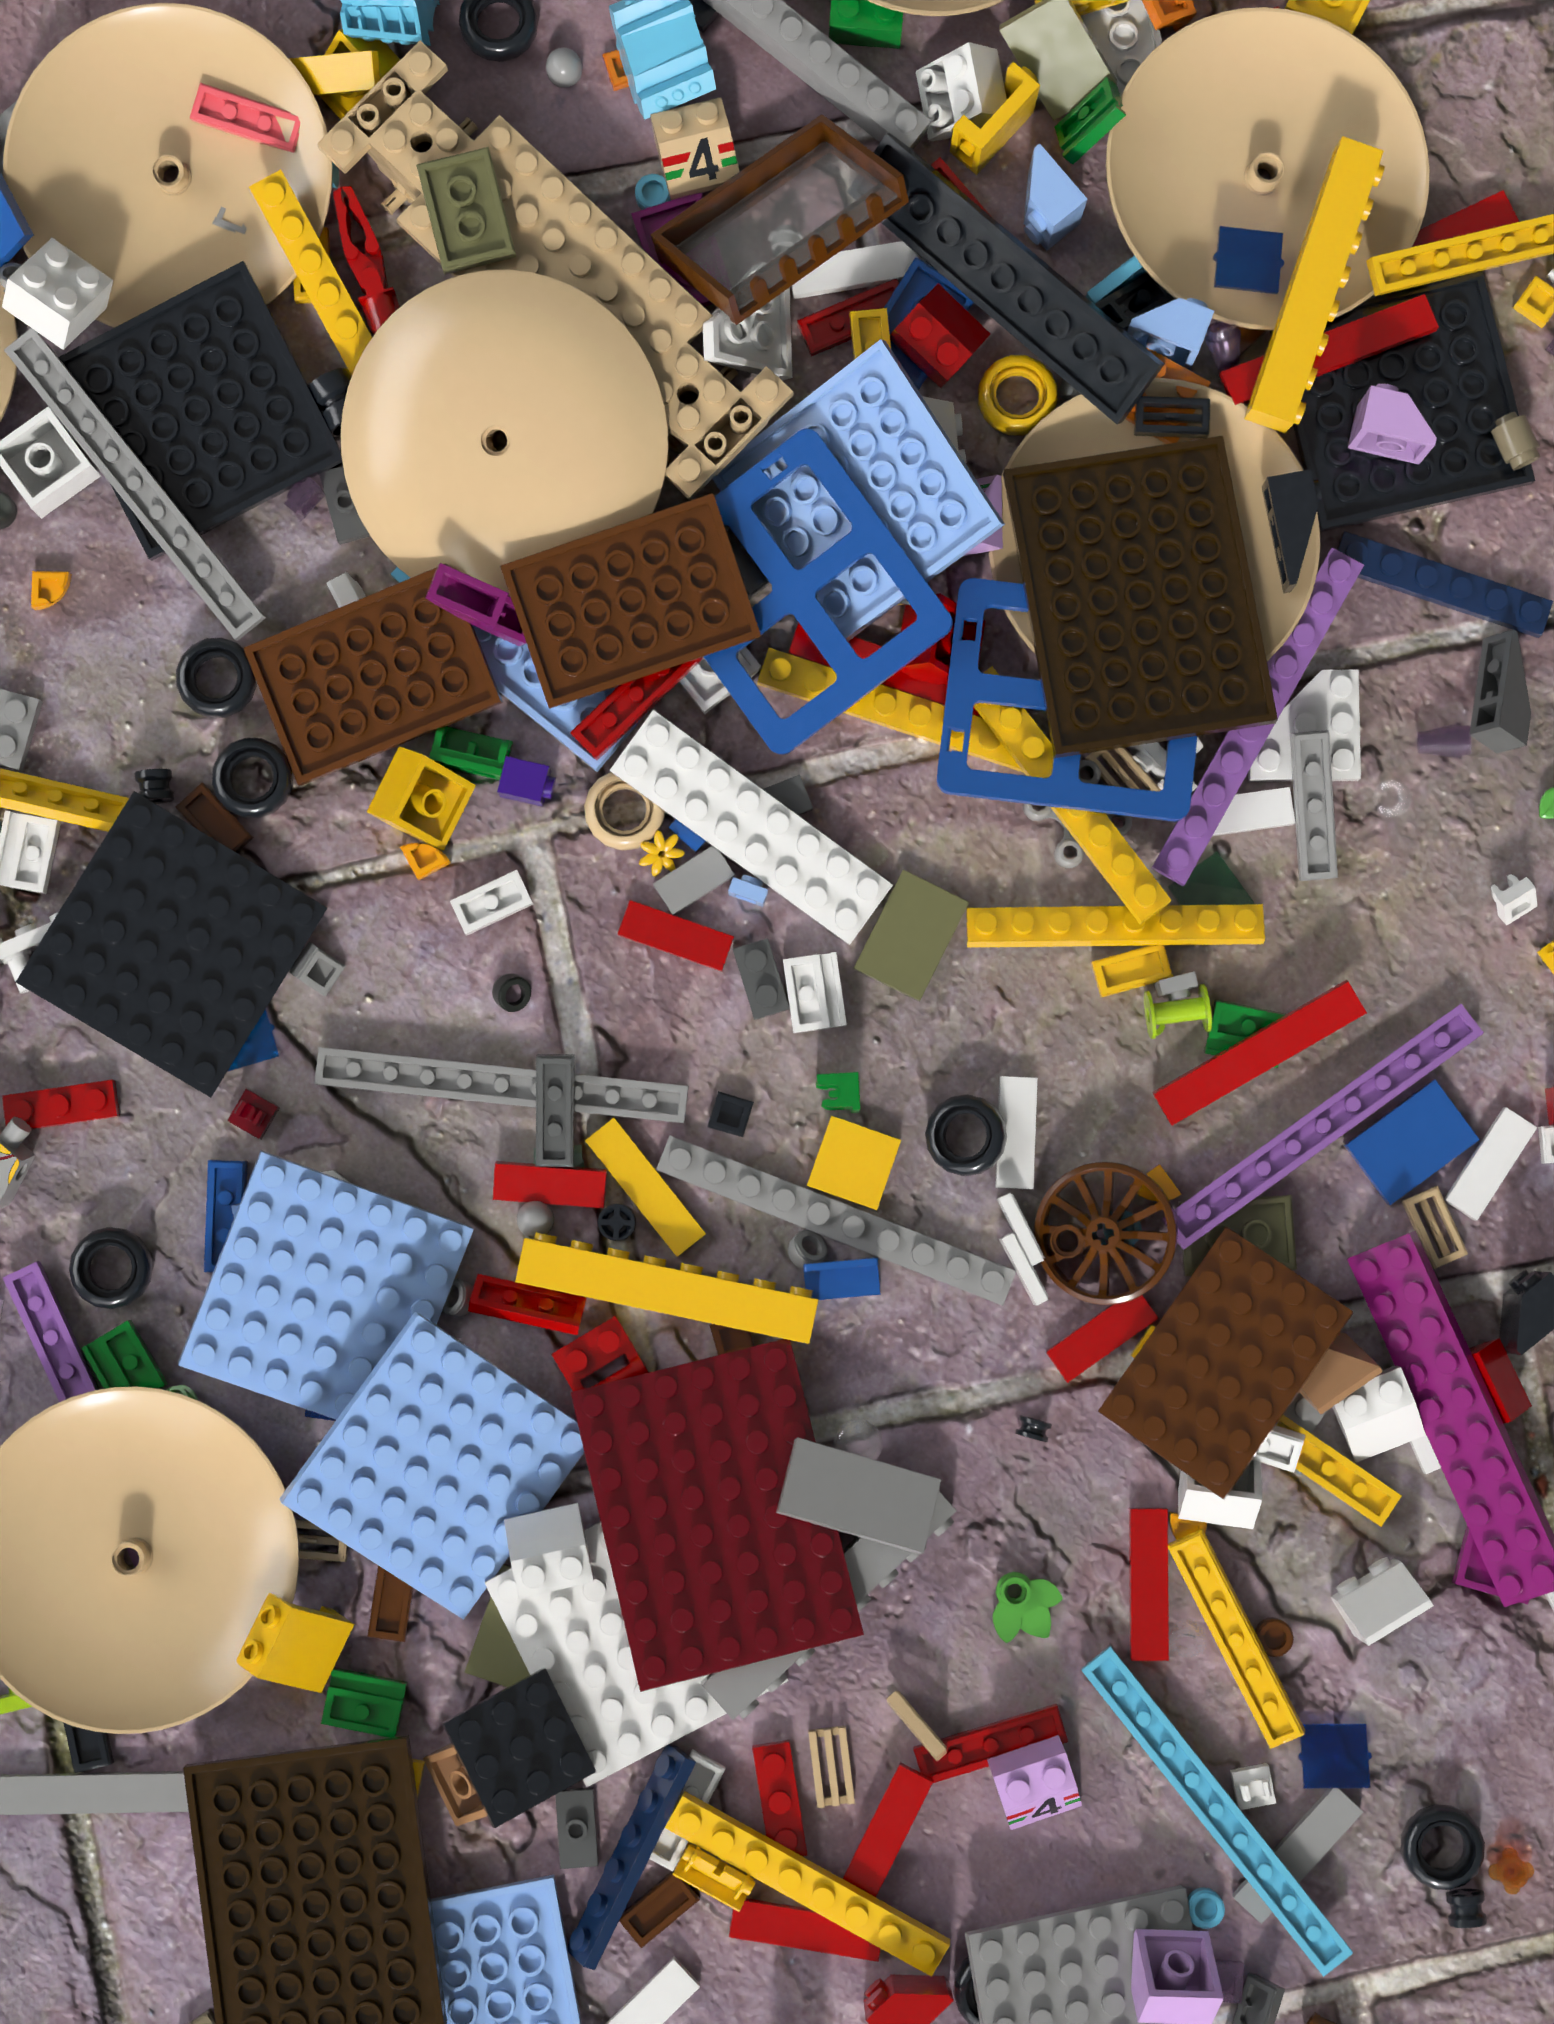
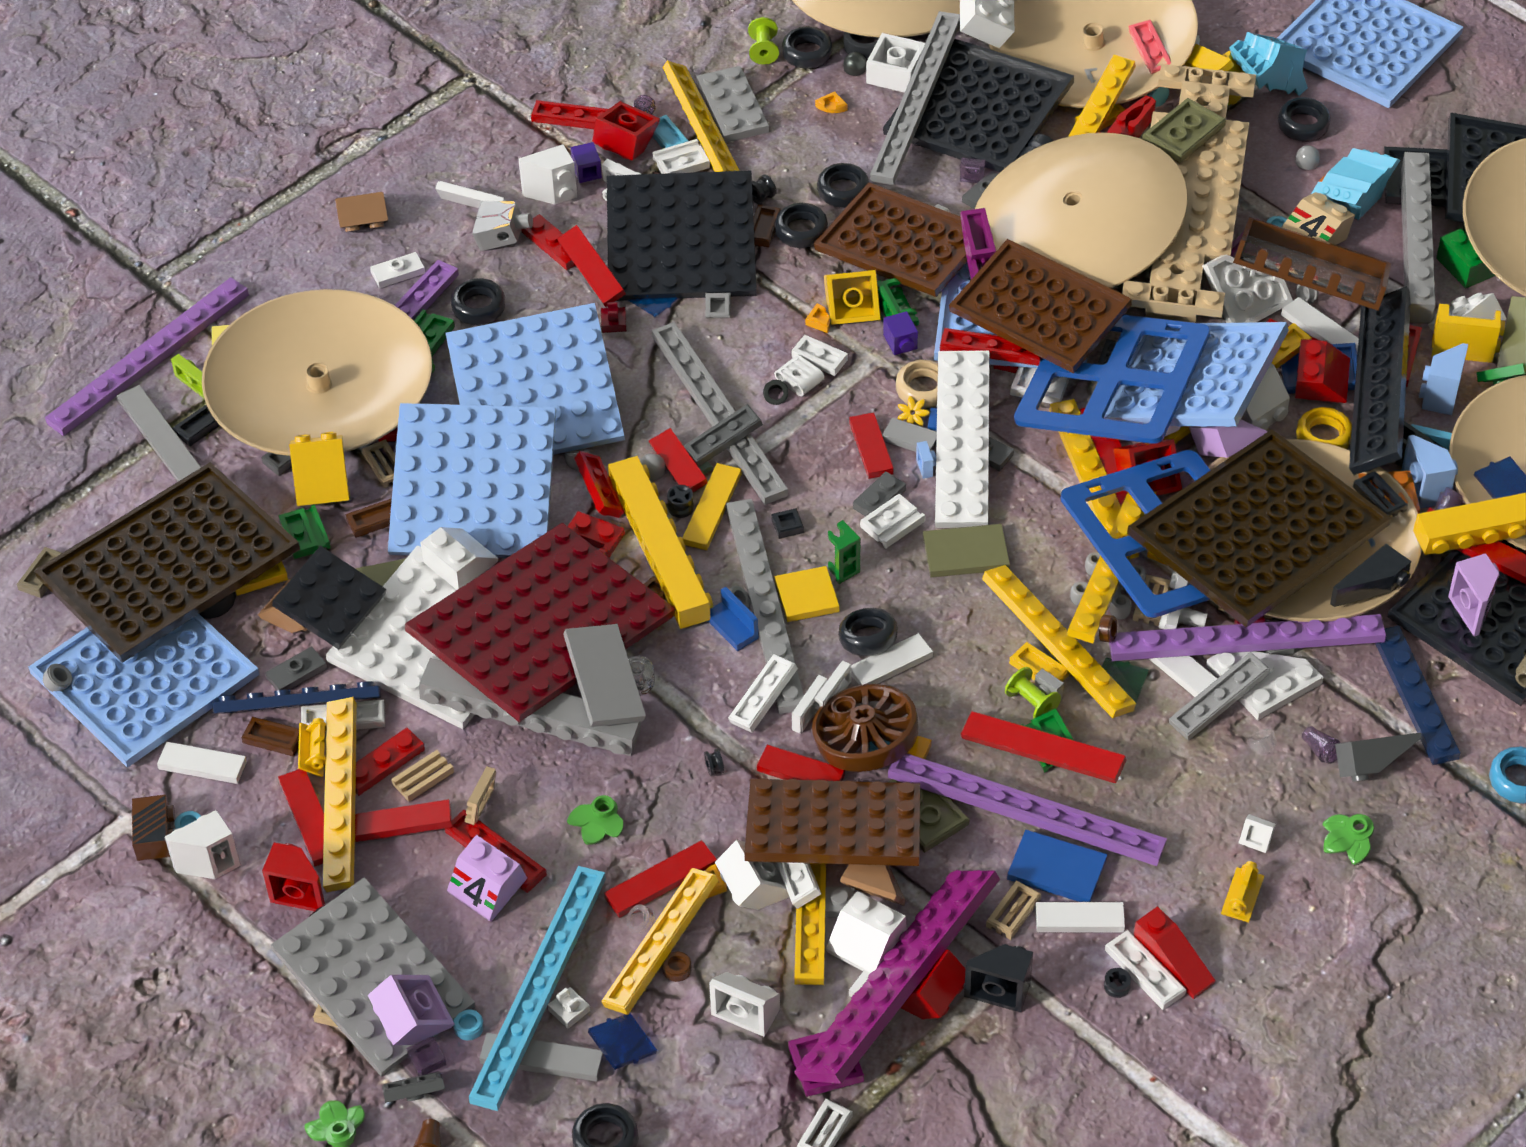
camera: 60 degrees right, 35 degrees down
(154, 1094) = (591, 266): none -> red tile
(506, 947) = (799, 375): none -> white piece
(975, 1313) = (762, 693): none -> white tile
(1160, 871) = (1108, 628): none -> reddish brown tile

